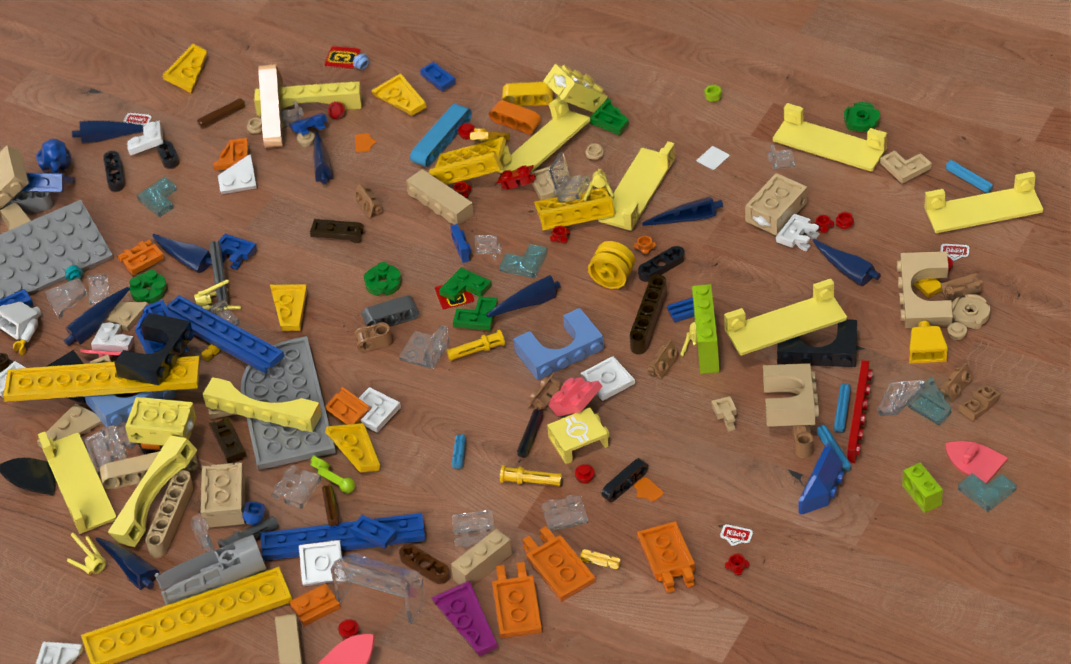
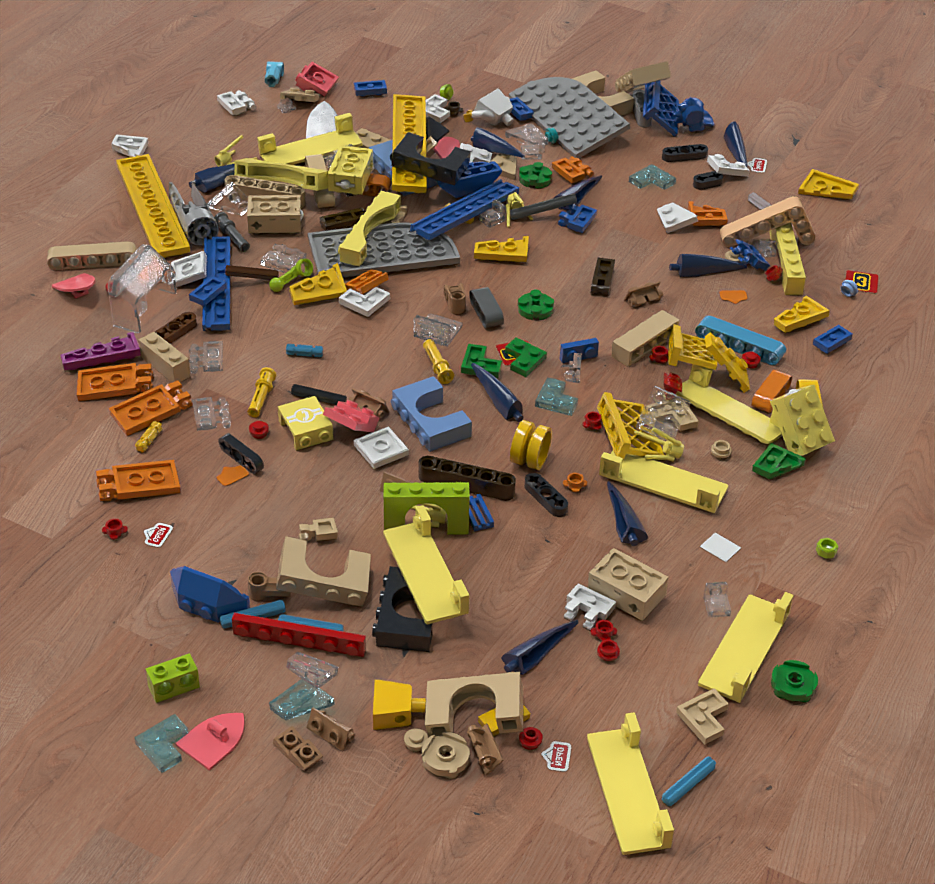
camera: 85 degrees right, 5 degrees down
(253, 512) = (252, 230): blue plate -> none

